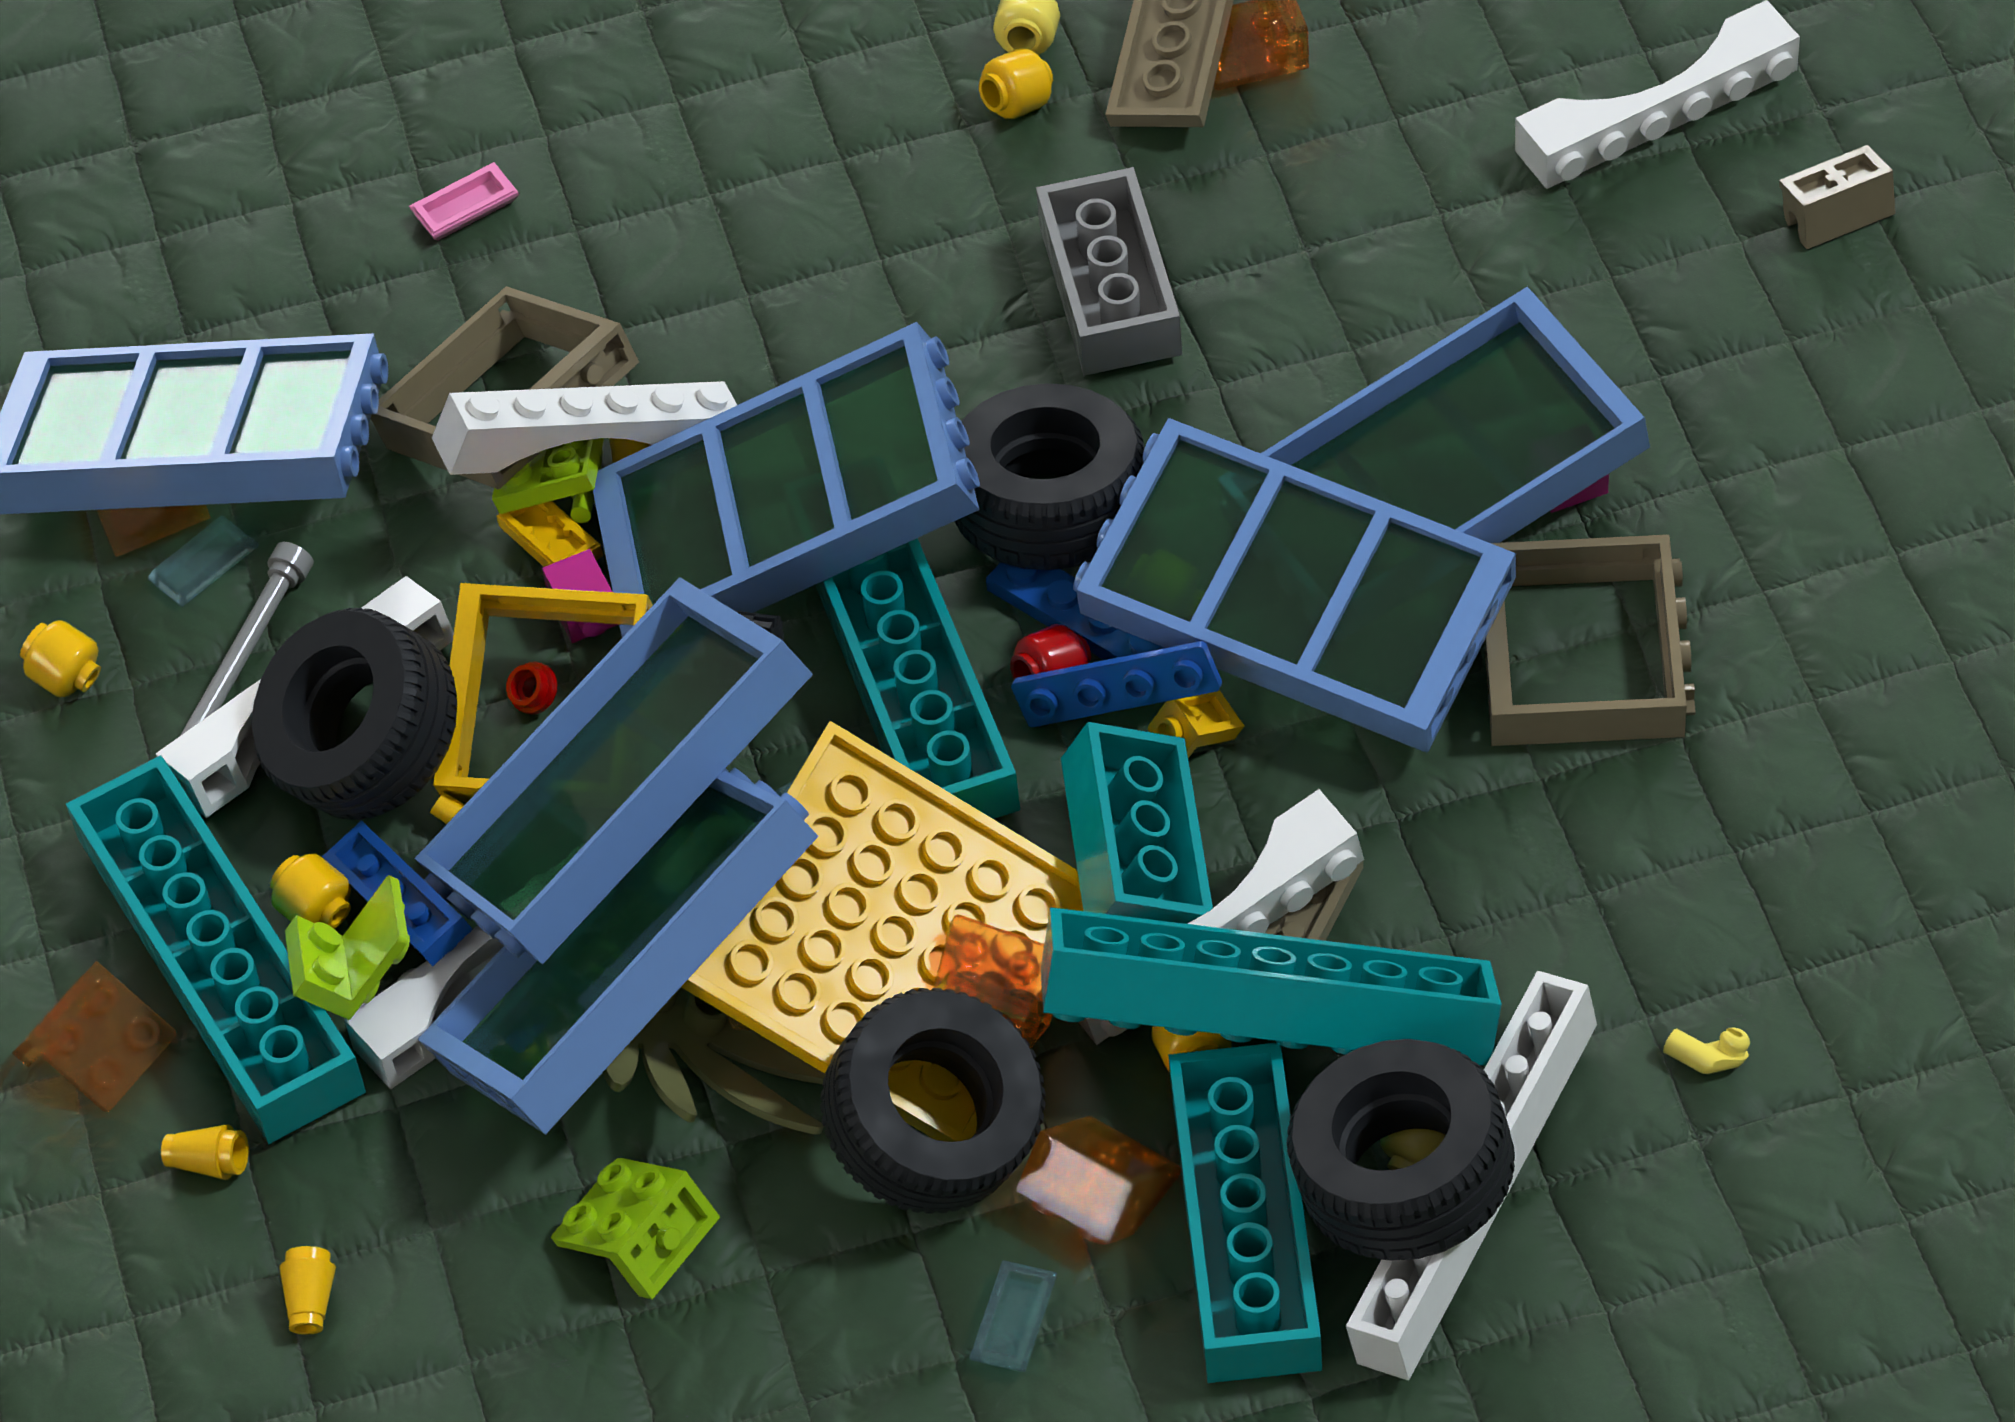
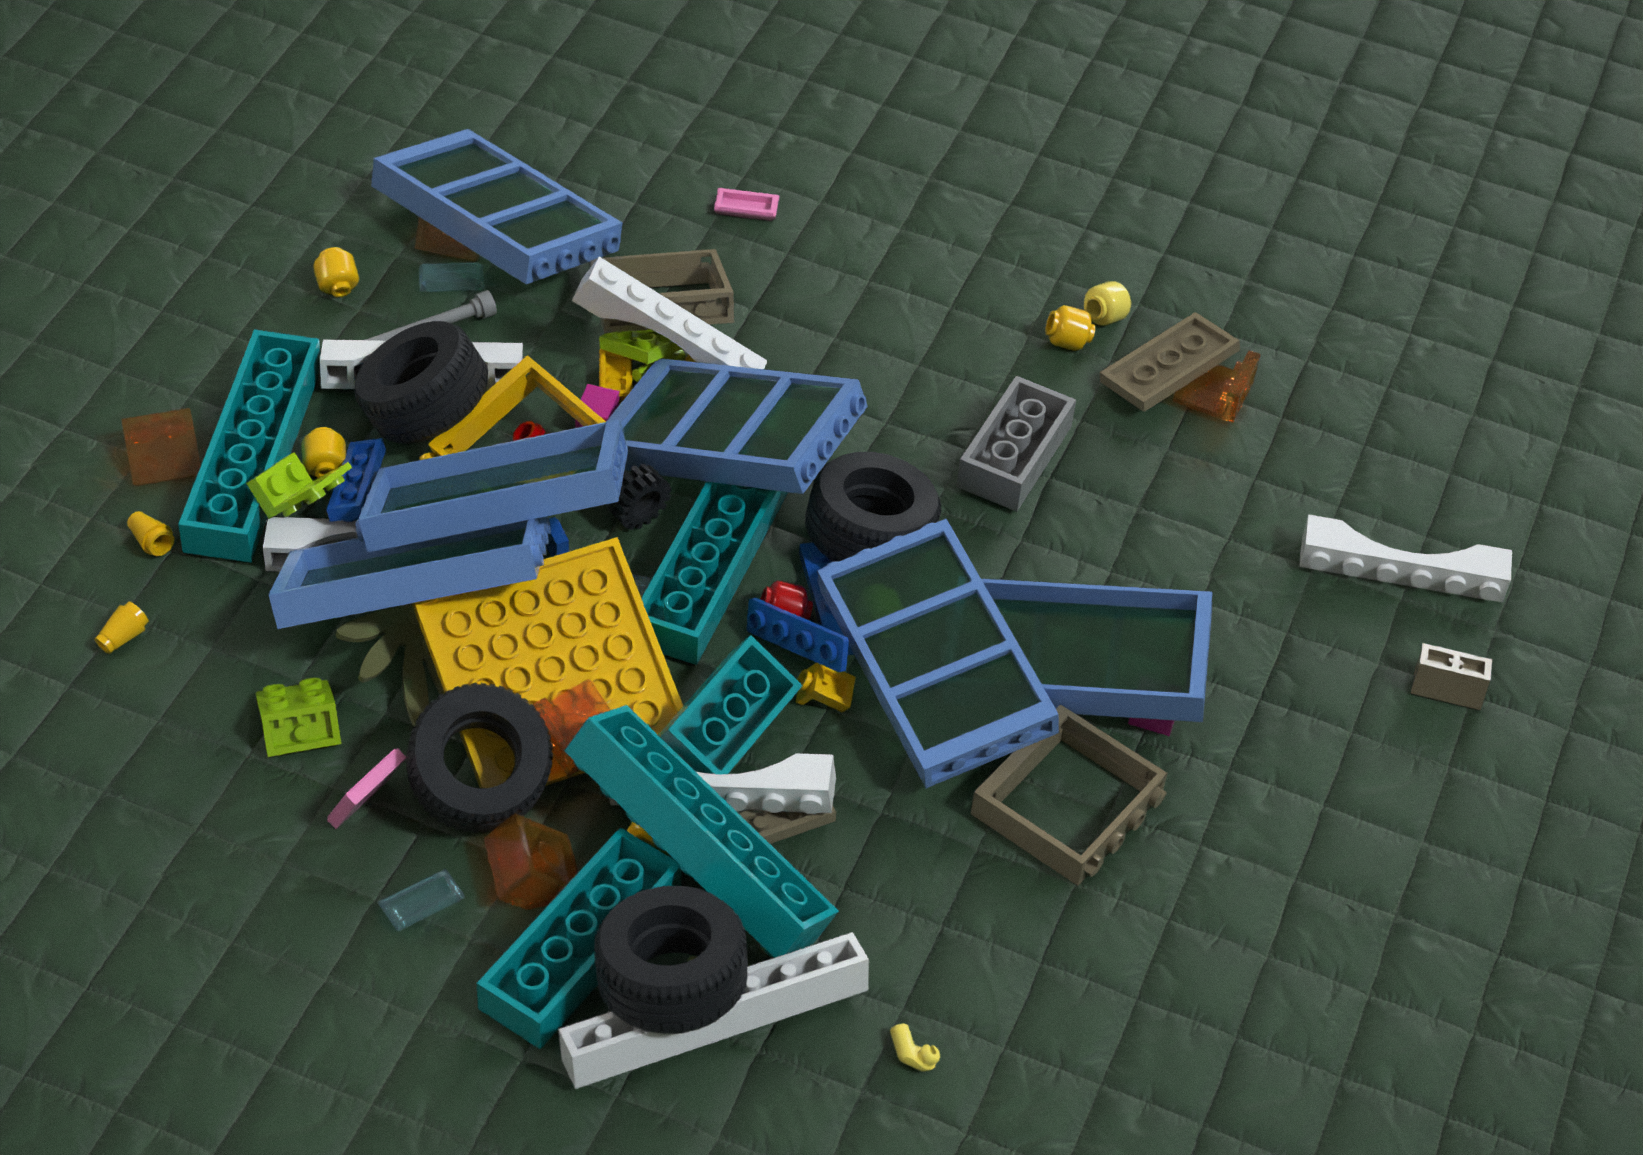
camera: 30 degrees right, 5 degrees down
(828, 1240) = (366, 788): none -> bright pink tile

